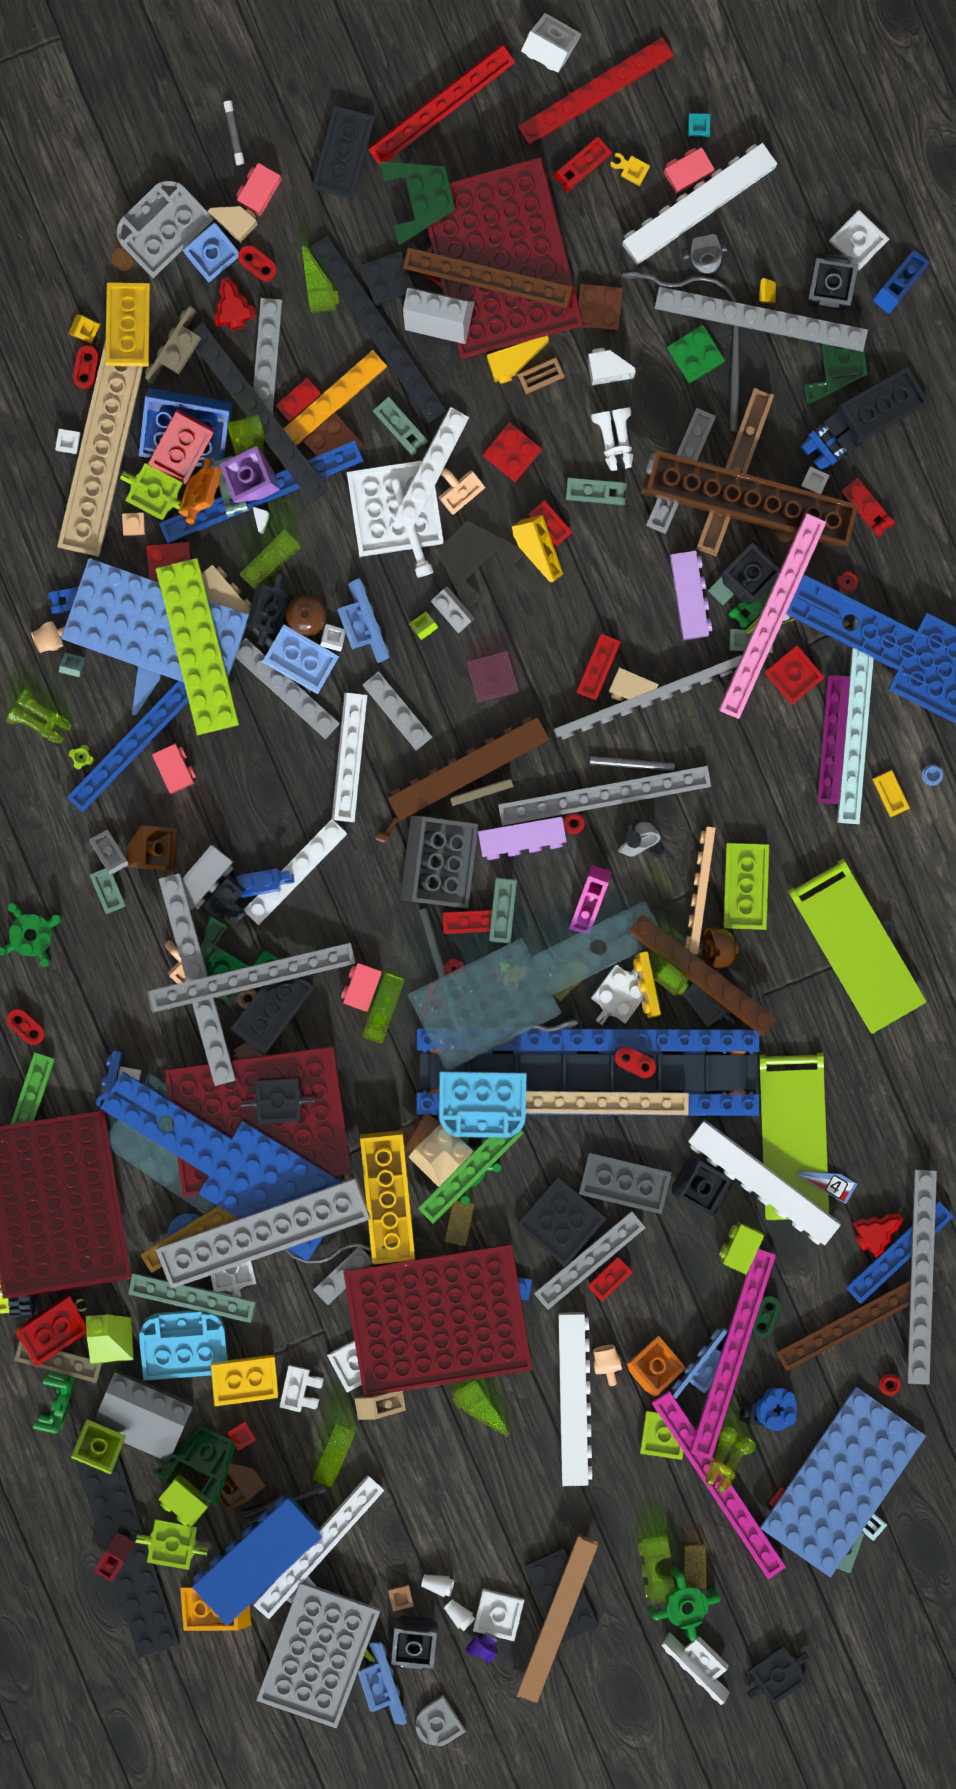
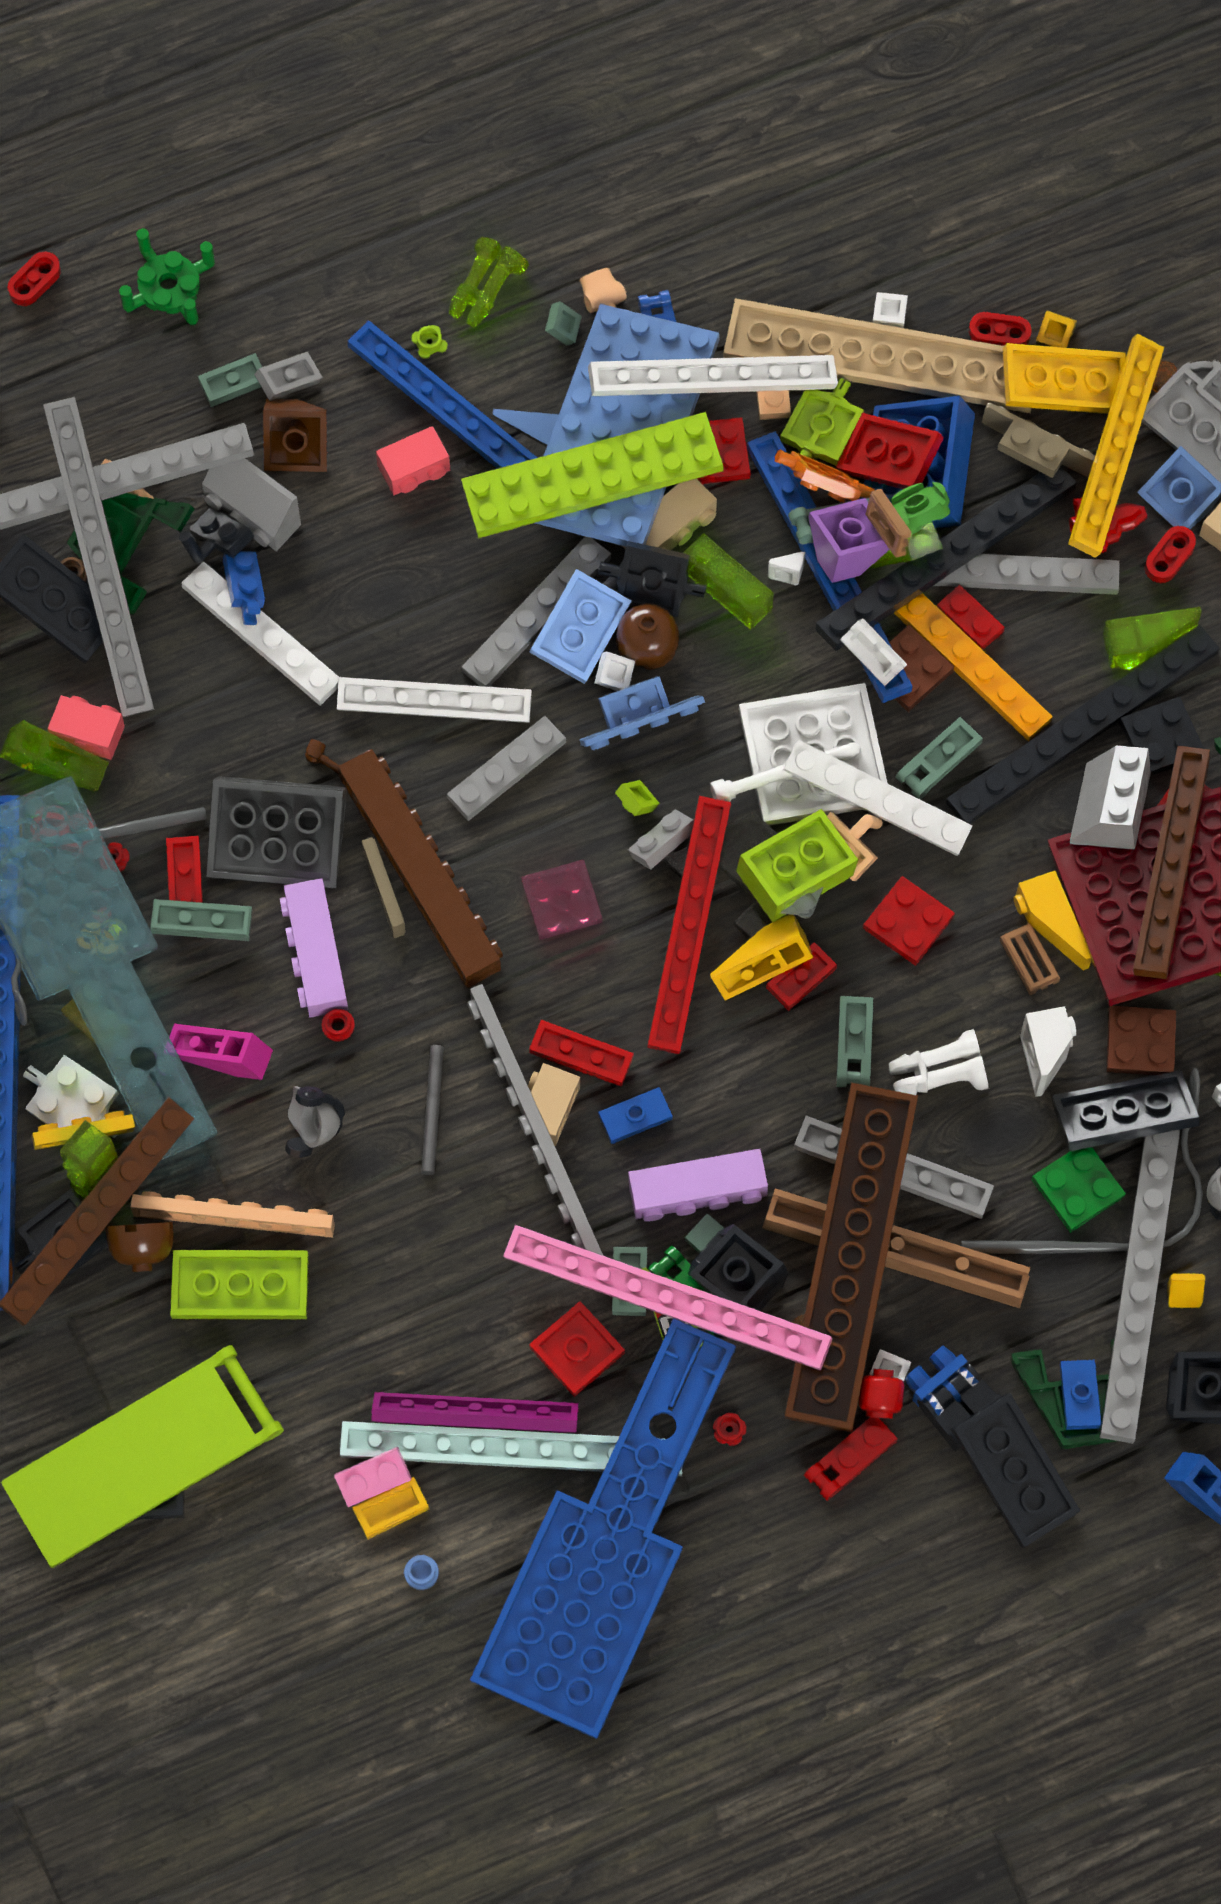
camera: 90 degrees right, 20 degrees down
(126, 562) = (712, 375): none -> white plate
(181, 293) = (1116, 446): none -> yellow plate
(242, 429) = (921, 505): none -> bright green plate
(246, 449) = (888, 523): none -> medium nougat tile
(333, 464) = (873, 651): none -> white hinge
(482, 521) = (797, 867): none -> lime piece
(515, 594) = (689, 925): none -> red plate
(604, 795) = (381, 1070): light grey plate -> none
(640, 634) = (635, 1115): none -> blue plate
(649, 320) = (1125, 1110): none -> black plate
(833, 485) = (881, 1394): none -> red head
(836, 361) = (1080, 1394): none -> blue plate
(873, 803) = (372, 1477): none -> bright pink plate

